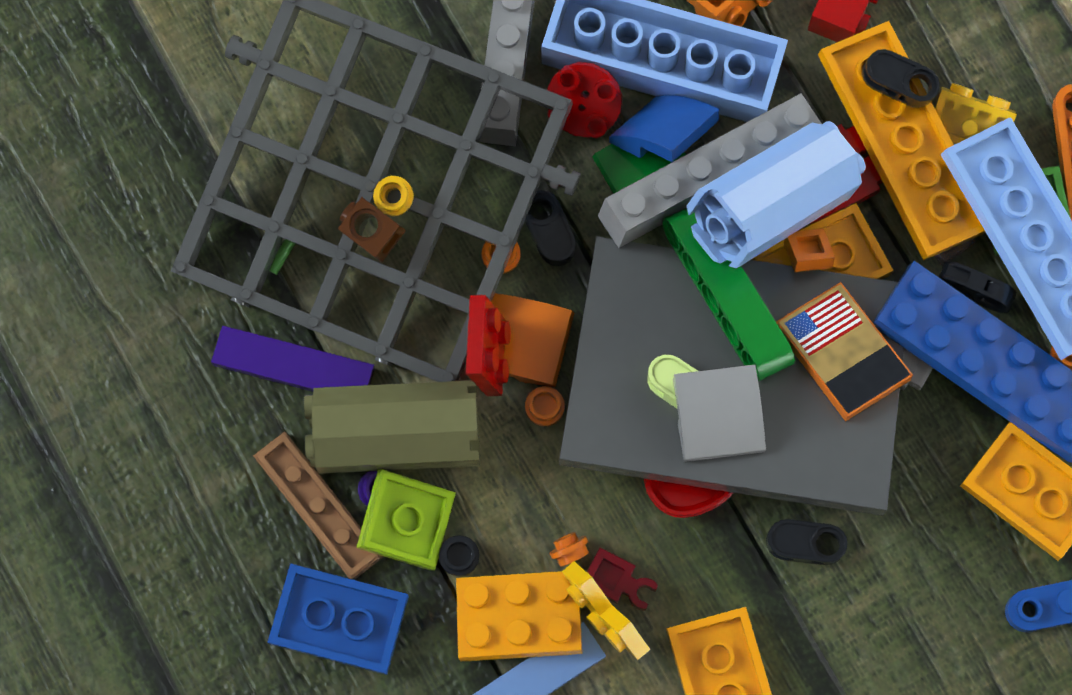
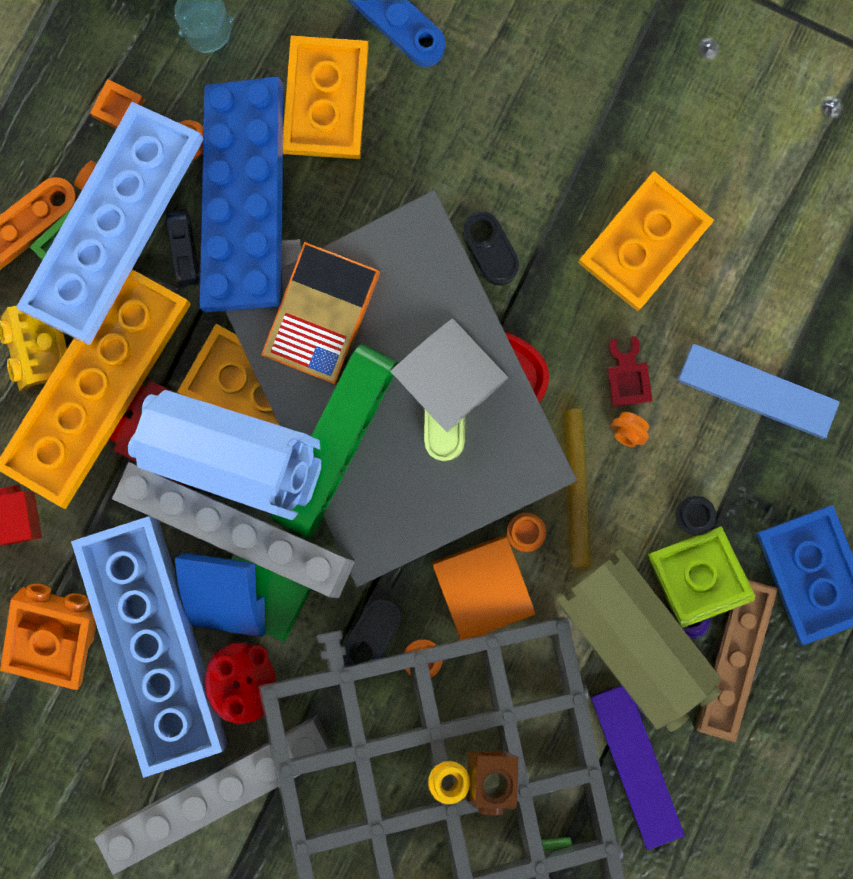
camera: 130 degrees left, 10 degrees up
(485, 346) = (522, 610): red plate -> none
(517, 617) = (712, 433): light orange plate -> none
(552, 473) = (577, 491): none -> clear yellow piece
(603, 614) = (669, 361): yellow plate -> none
(809, 250) = (249, 397): orange plate -> none
(891, 76) = (43, 431): black piece -> none

